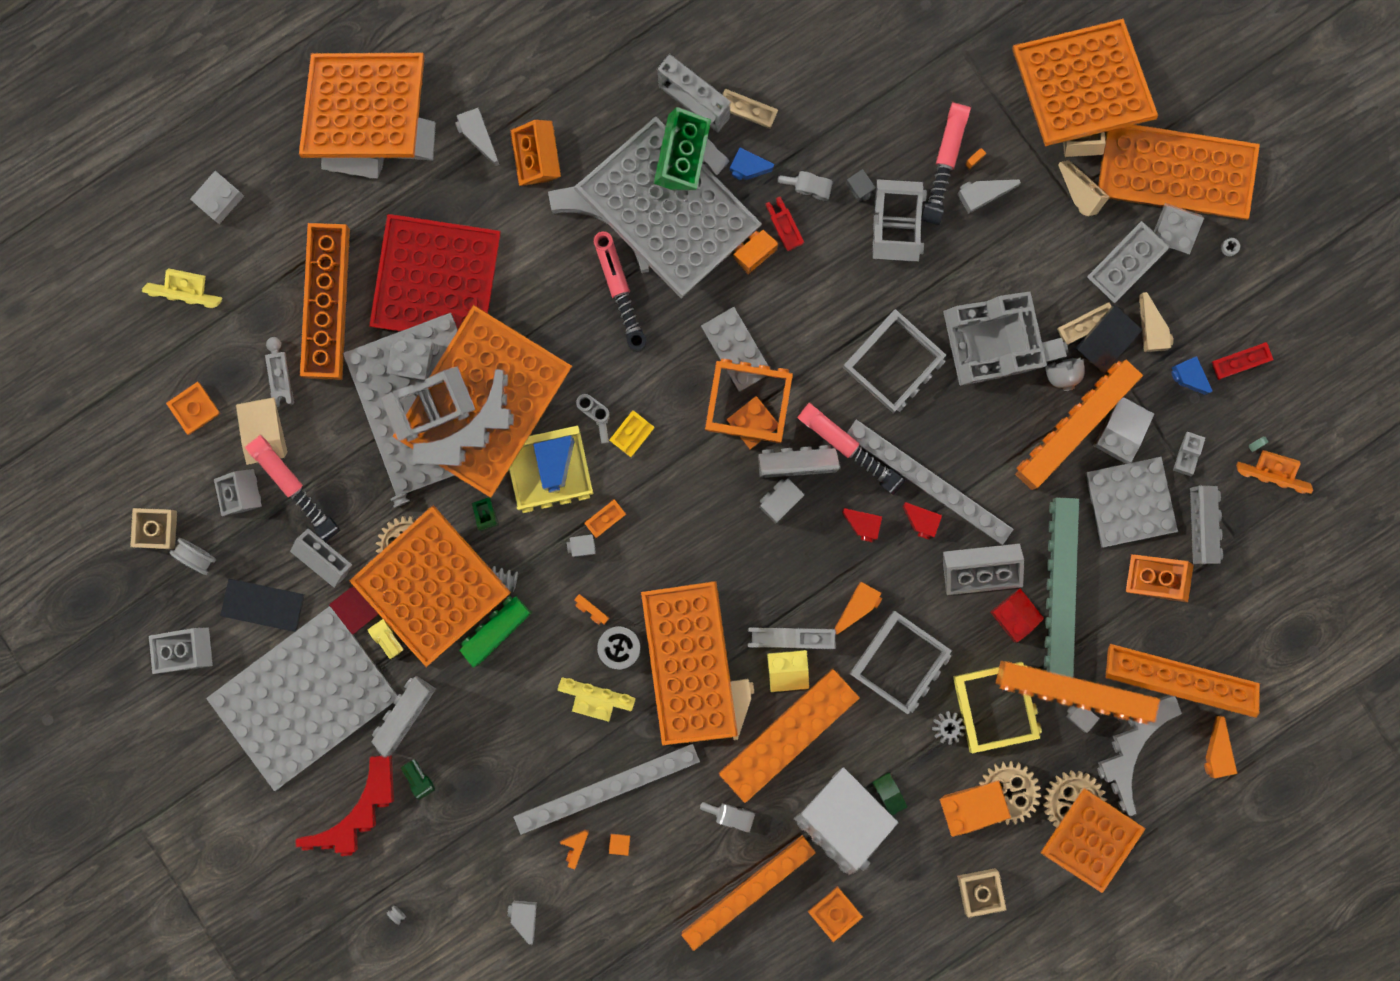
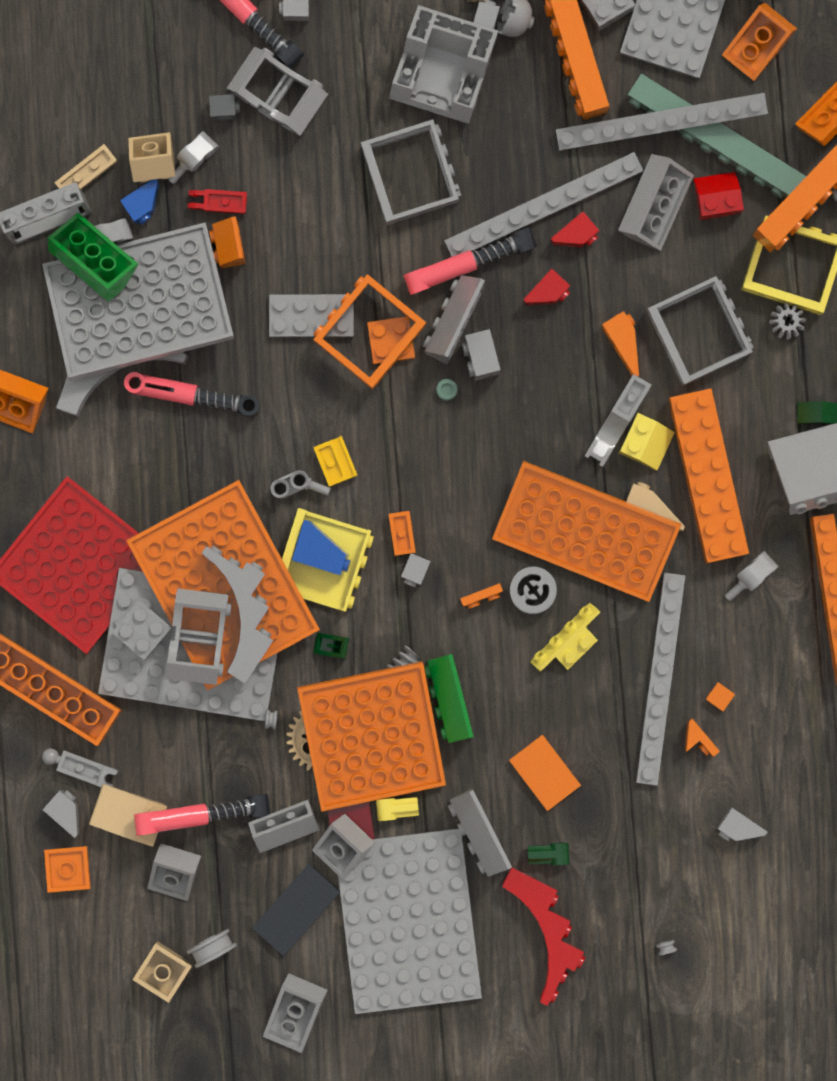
camera: 60 degrees left, 0 degrees up
(236, 380) = (64, 811): none -> light grey slope
(331, 613) = (343, 846): none -> light grey slope
(480, 739) = (544, 772): none -> orange tile
(739, 489) = (446, 389): none -> sand green tile
(788, 152) = (151, 157): none -> tan brick
(1050, 537) = (662, 121): none -> light grey plate

